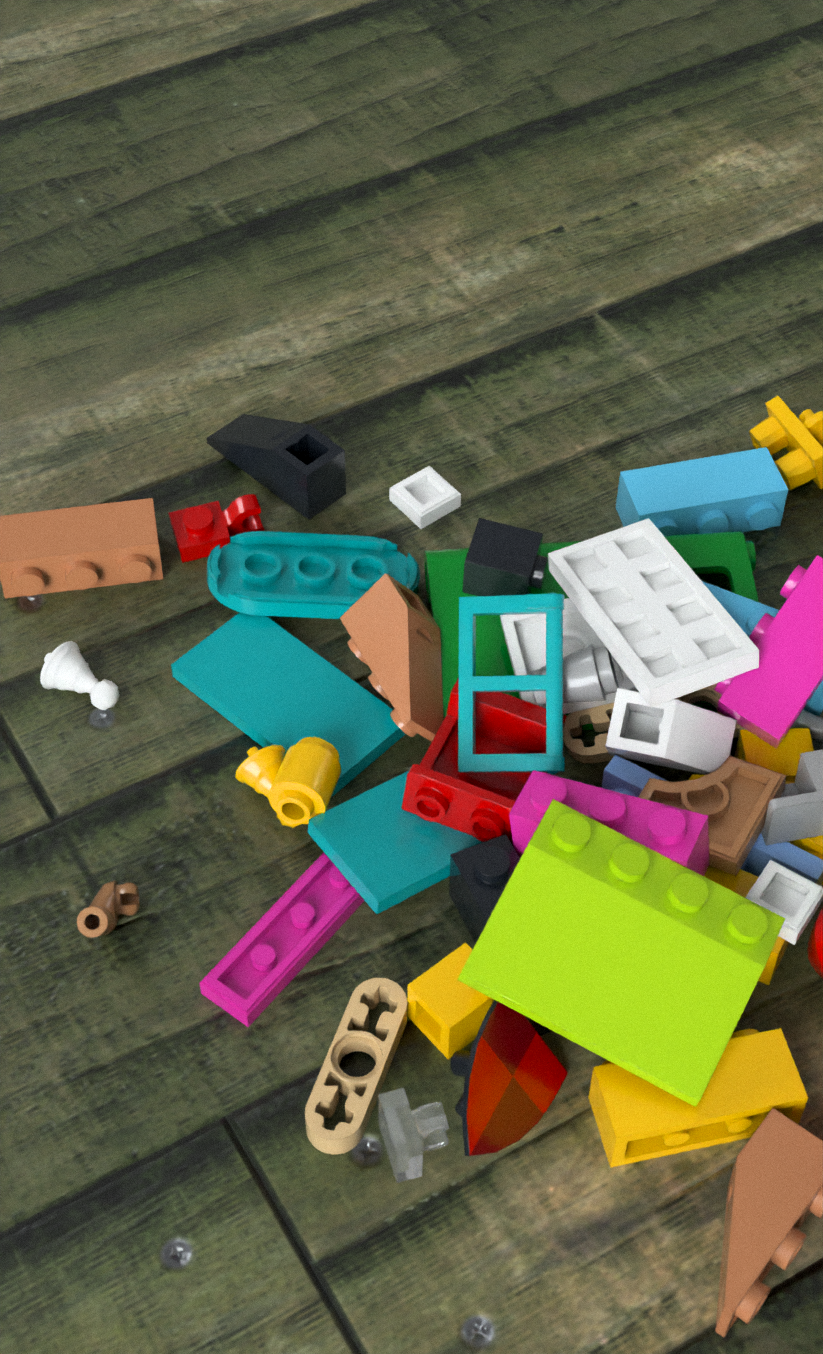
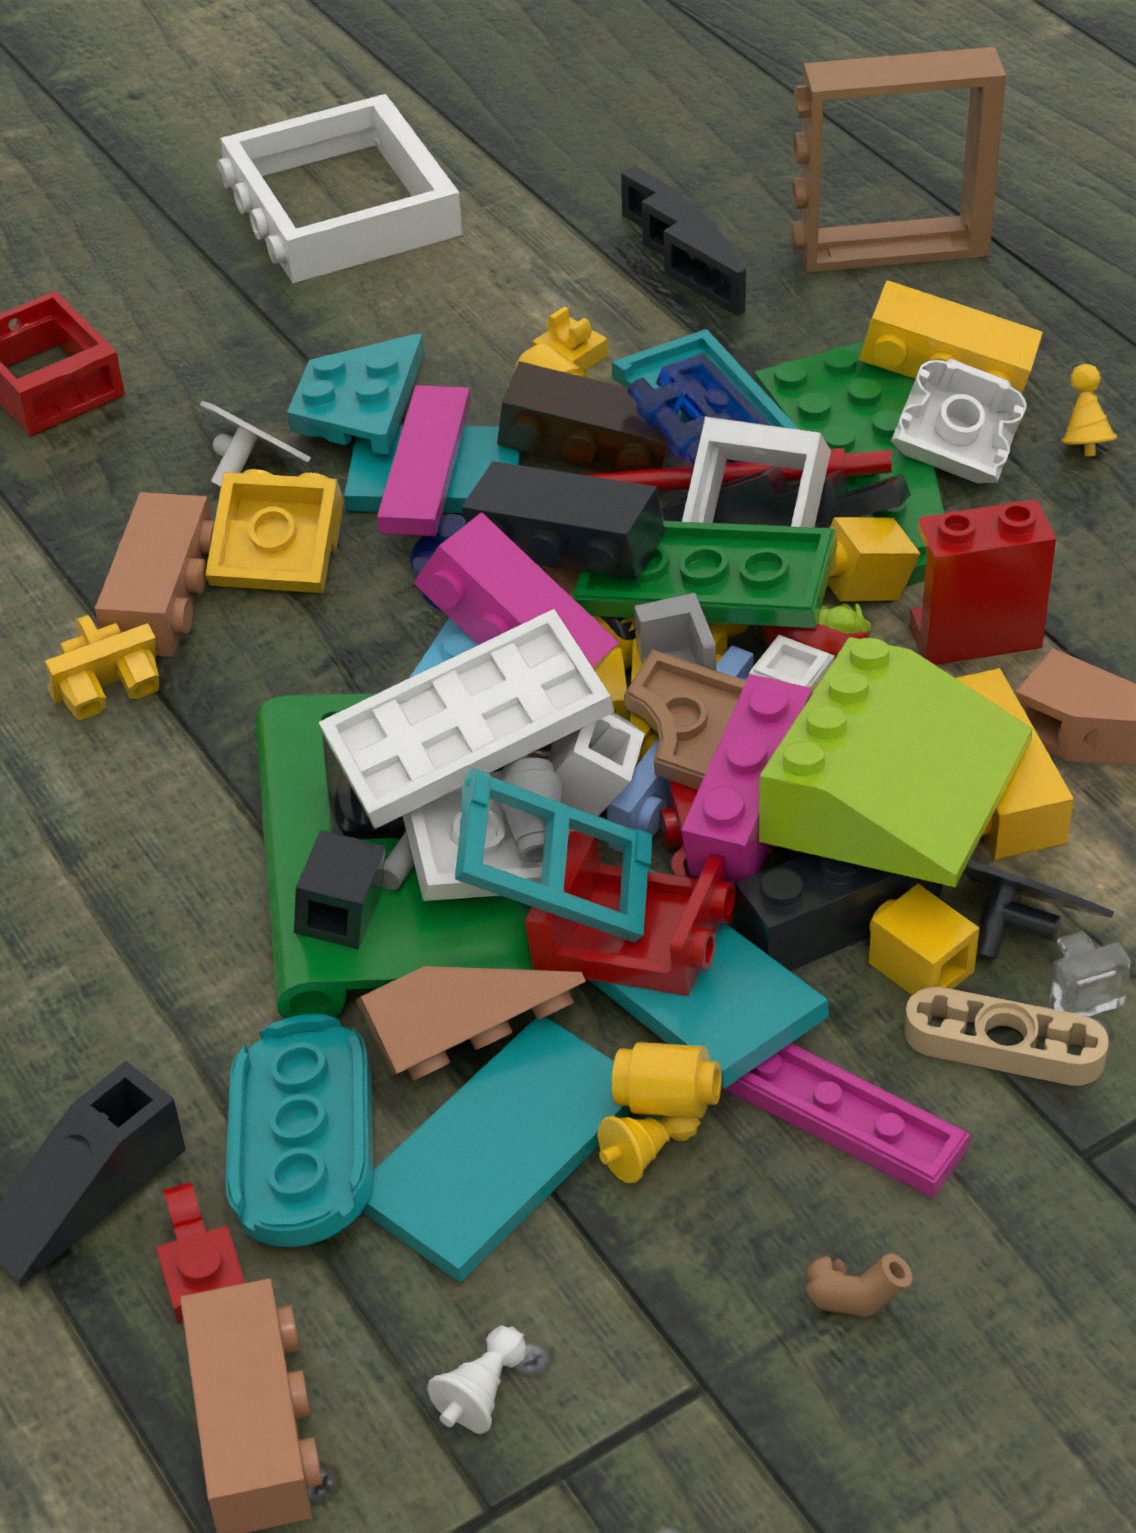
camera: 90 degrees left, 5 degrees down
(425, 497) = (150, 1027): white tile -> none
(705, 494) = (194, 751): medium azure brick -> none

